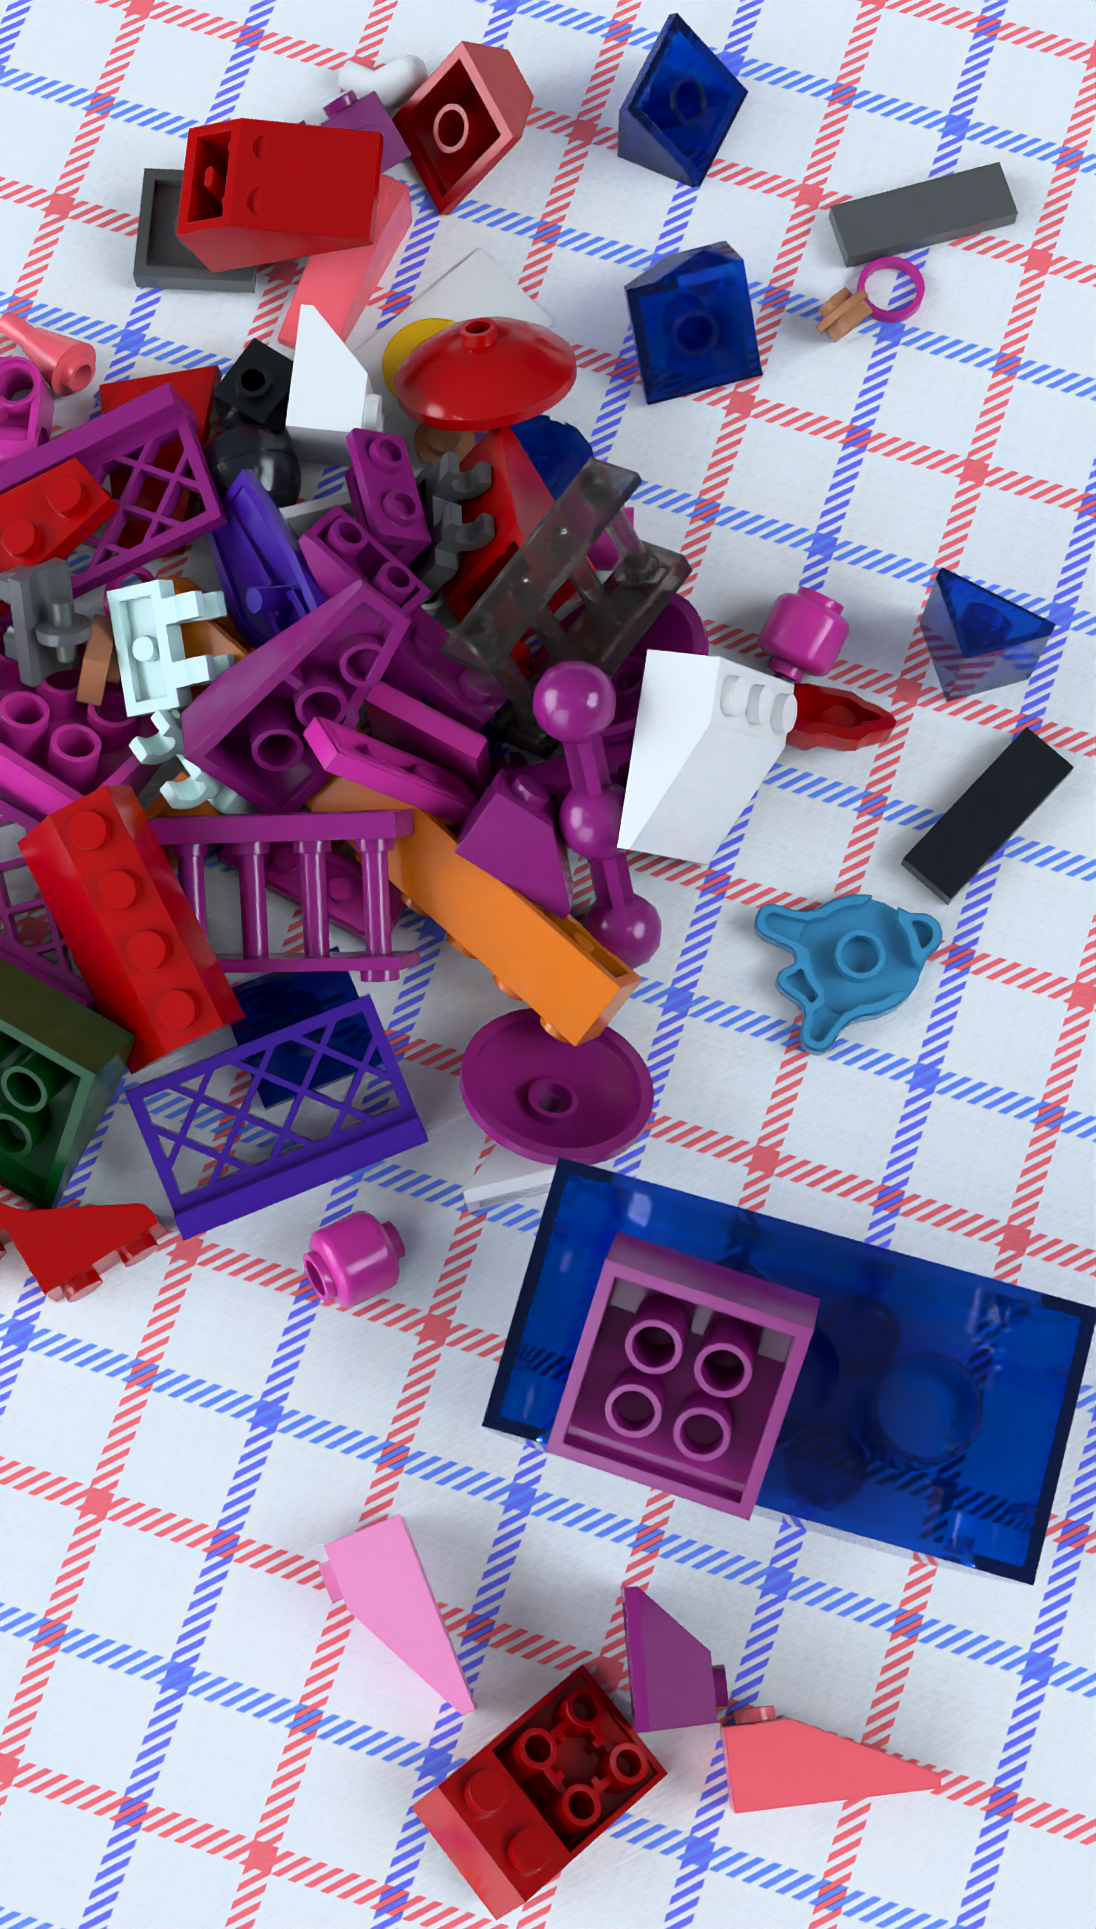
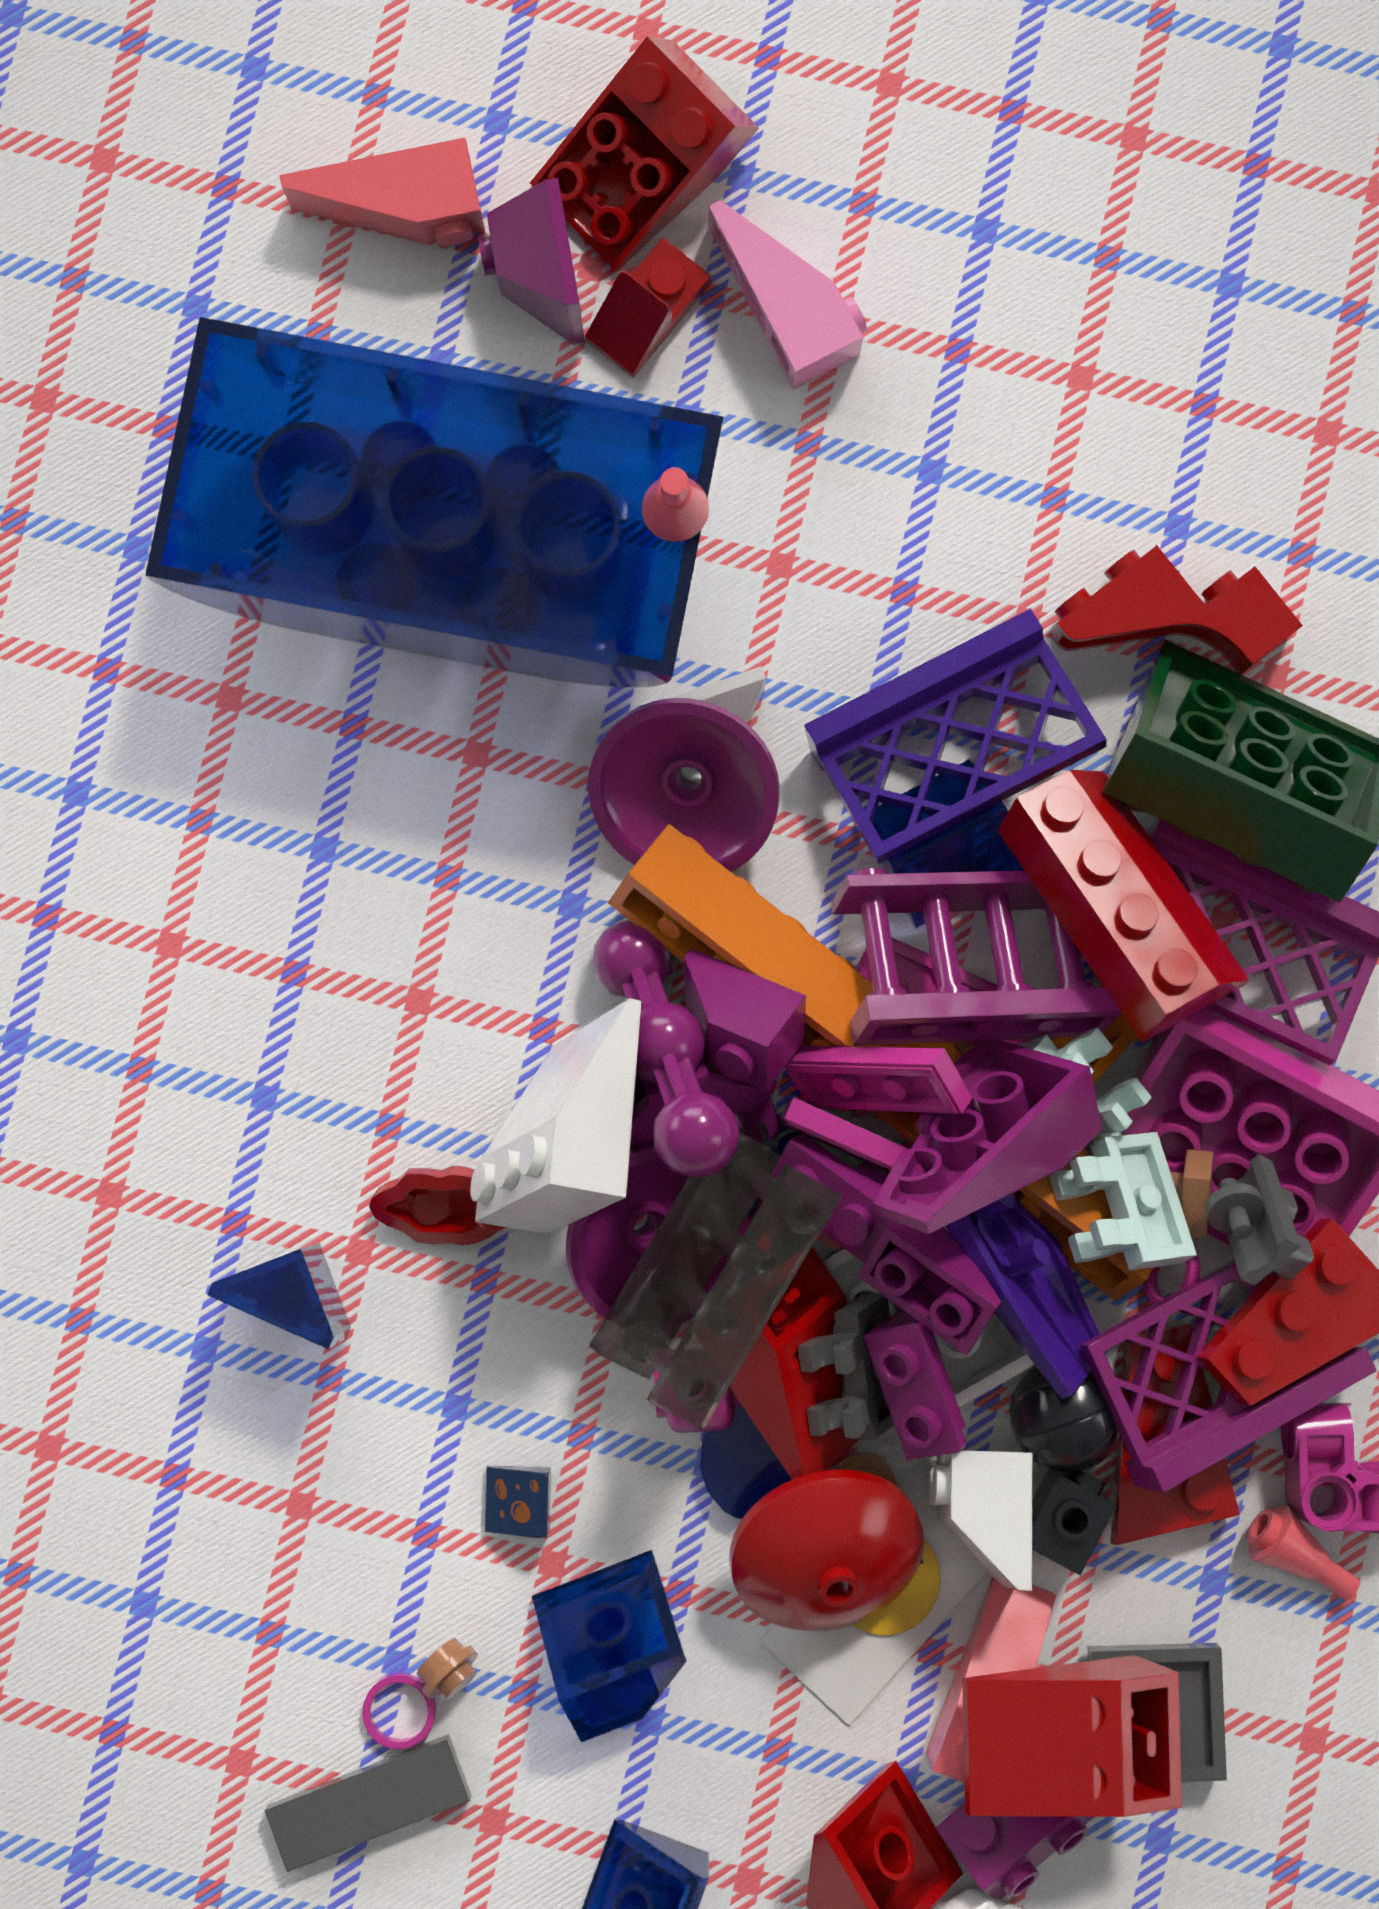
camera: 175 degrees right, 10 degrees up
(354, 1259) = (864, 613): dark pink head -> none
(541, 1326) = (675, 506): none -> coral cone
(550, 1617) = (646, 306): none -> red slope
(683, 1375) = (534, 471): magenta slope -> none
(768, 454) = (518, 1500): none -> dark blue slope
(803, 634) = (470, 1293): dark pink head -> none
(849, 961) = (403, 955): dark azure tile -> none
(987, 815) = (272, 1119): black tile -> none

